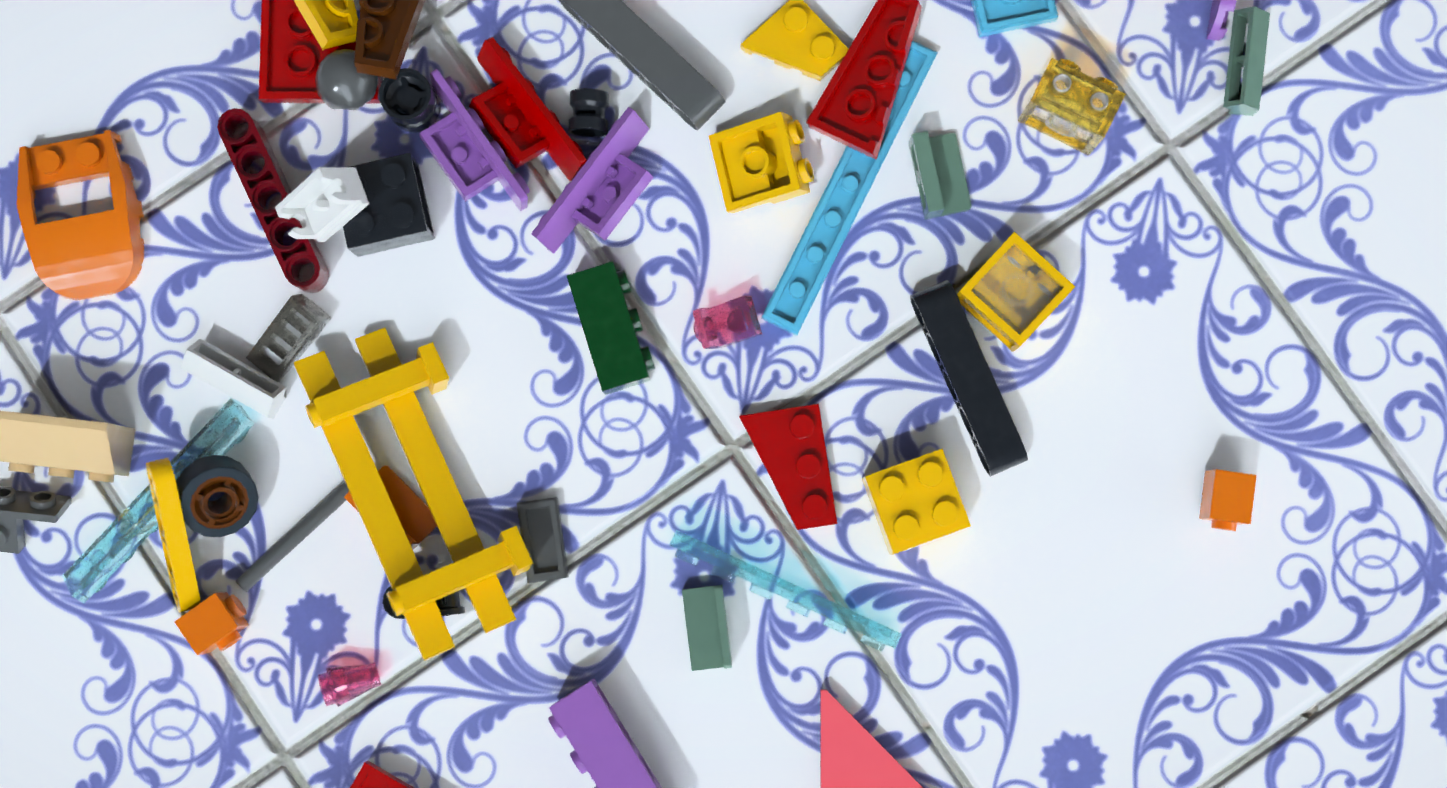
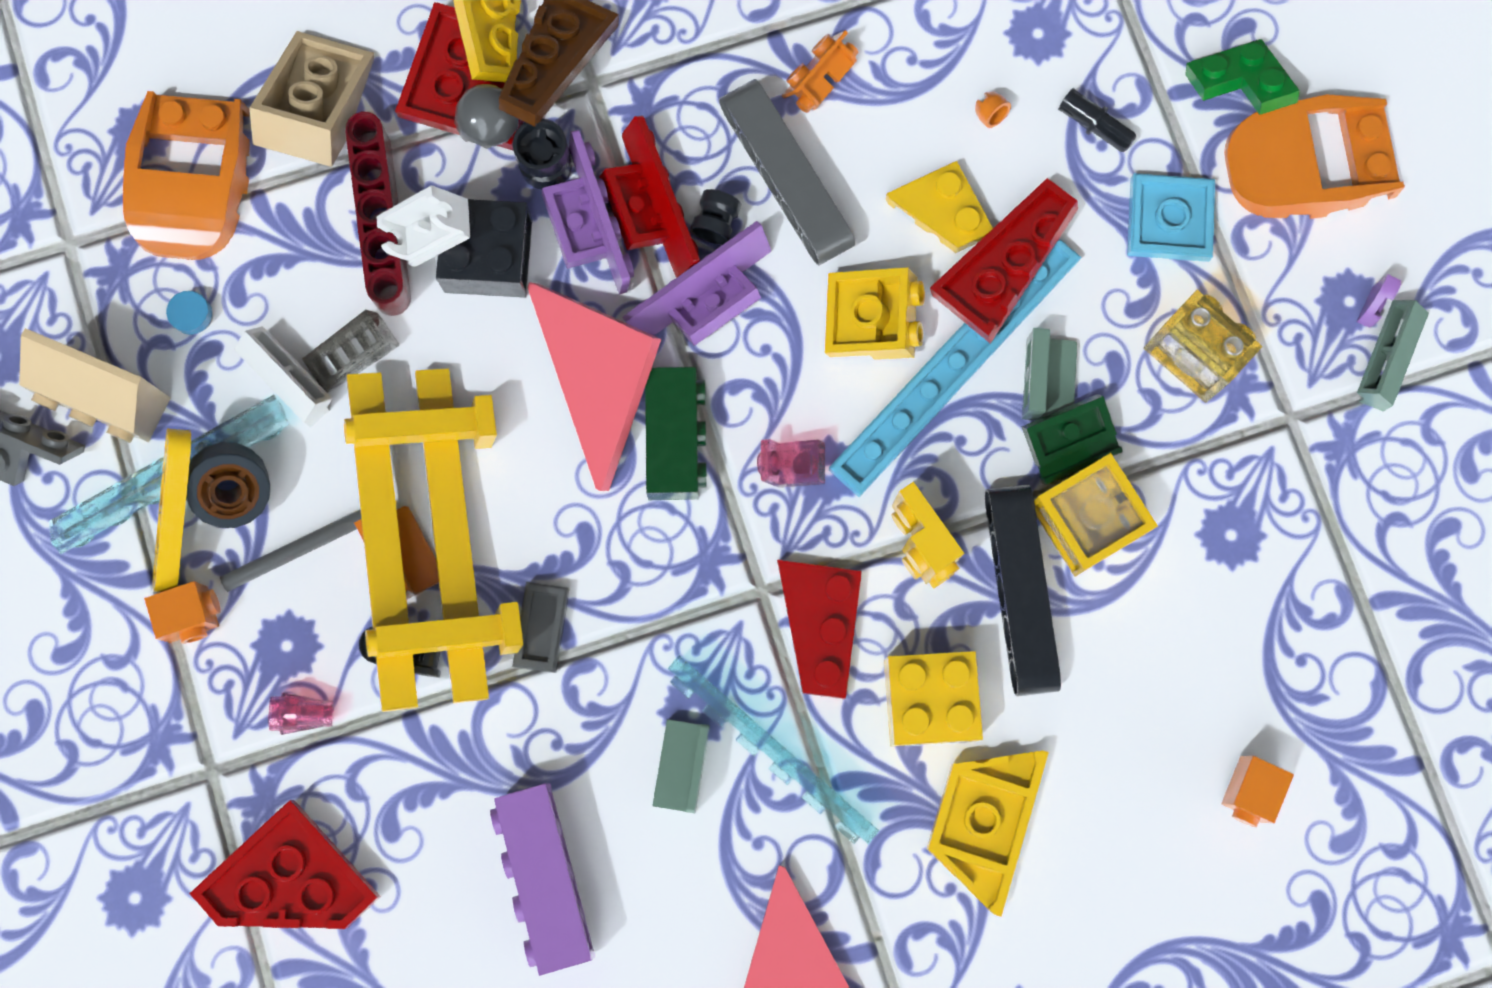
camera: 10 degrees right, 5 degrees down
(127, 345) = (189, 312): none -> dark azure tile
(175, 109) = (310, 98): none -> tan slope
(527, 291) = (600, 371): none -> coral tile
(877, 367) = (931, 548): none -> yellow plate
(975, 226) = (1071, 438): none -> dark green plate
(994, 596) = (985, 822): none -> yellow wing

